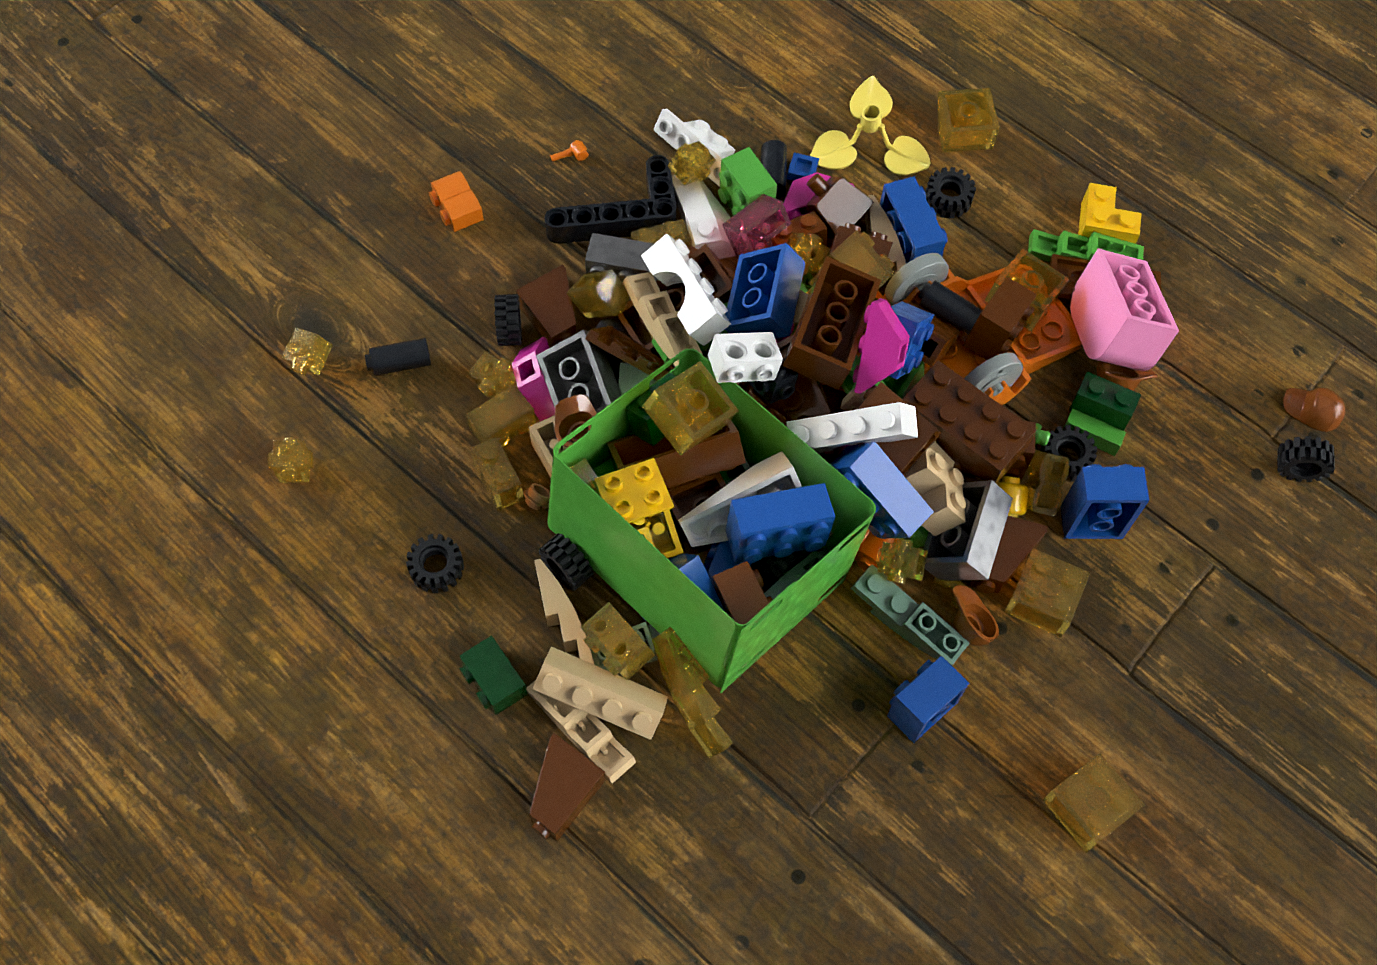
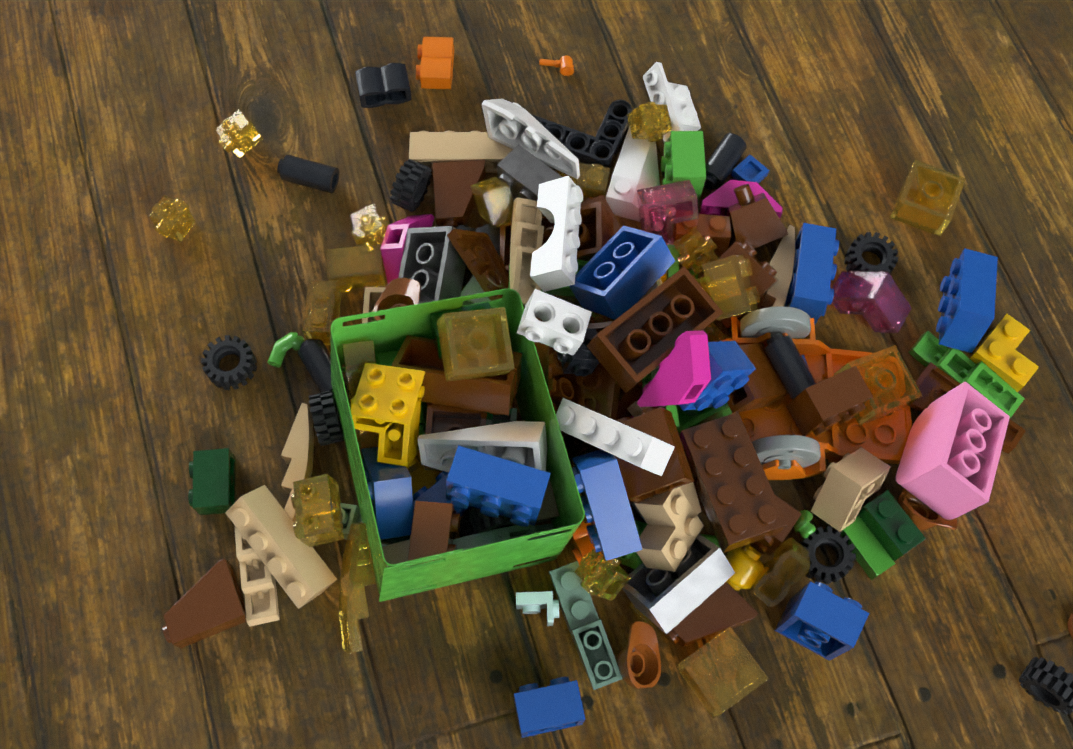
camera: 30 degrees right, 5 degrees up
(418, 244) = (383, 85): none -> black brick
(476, 522) = (281, 346): none -> bright green arm
(524, 521) = (318, 363): none -> black brick
(531, 264) = (453, 146): none -> tan brick
(577, 219) = (514, 125): none -> white wedge
(854, 621) = (535, 601): none -> light aqua bracket
(870, 105) = (855, 141): light yellow plant -> none
(975, 221) = (872, 296): none -> clear pink brick
(1054, 186) = (967, 300): none -> blue brick
(1055, 386) = (847, 487): none -> tan brick

